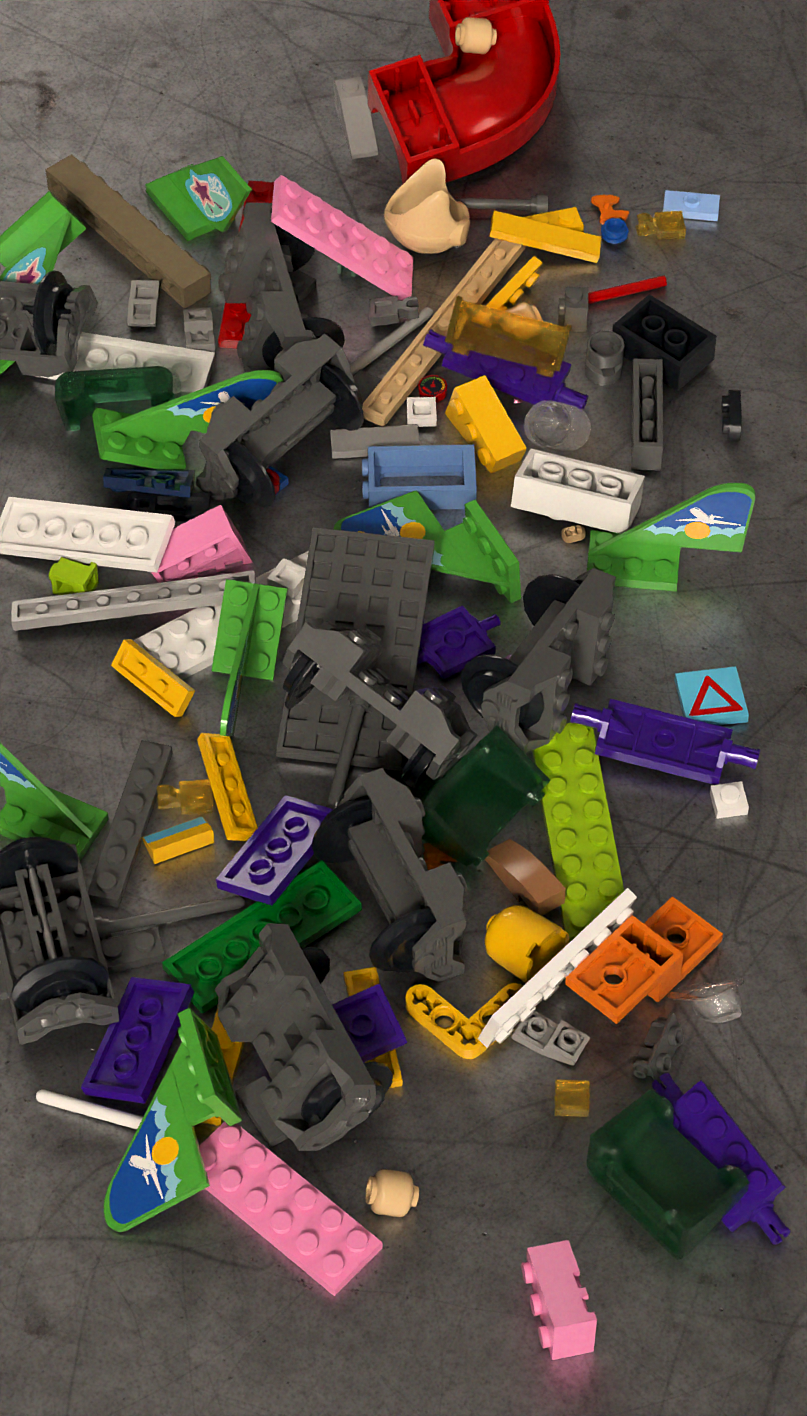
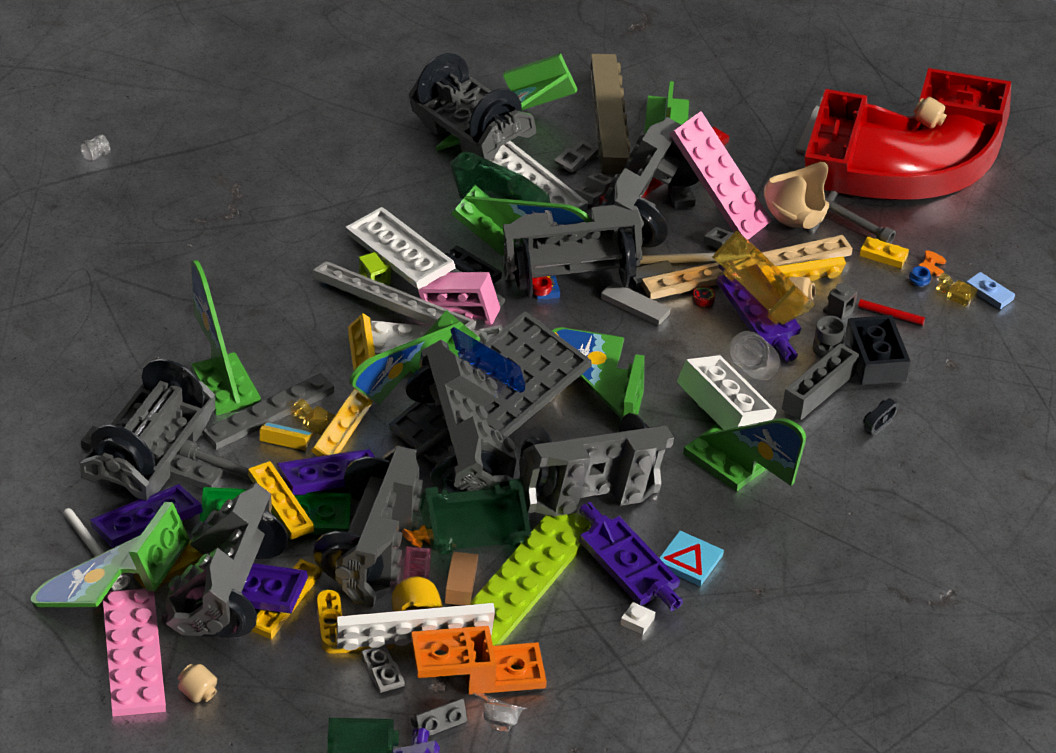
camera: 35 degrees right, 10 degrees down
(153, 481) = (475, 247): dark blue wing -> none
(253, 914) = (284, 503): none -> yellow plate
(351, 612) = (488, 360): none -> clear blue windscreen
(421, 411) = (681, 303): white plate -> none
(421, 461) = (670, 339): medium blue piece -> none
(455, 640) = (561, 425): dark purple plate -> none
(481, 897) = (420, 555): none -> clear pink slope
(485, 424) = (708, 326): yellow wedge -> none
(545, 236) = (867, 253): yellow tile -> none
(572, 1098) = (359, 707): clear yellow tile -> none
(573, 533) = (704, 421): tan rock -> none

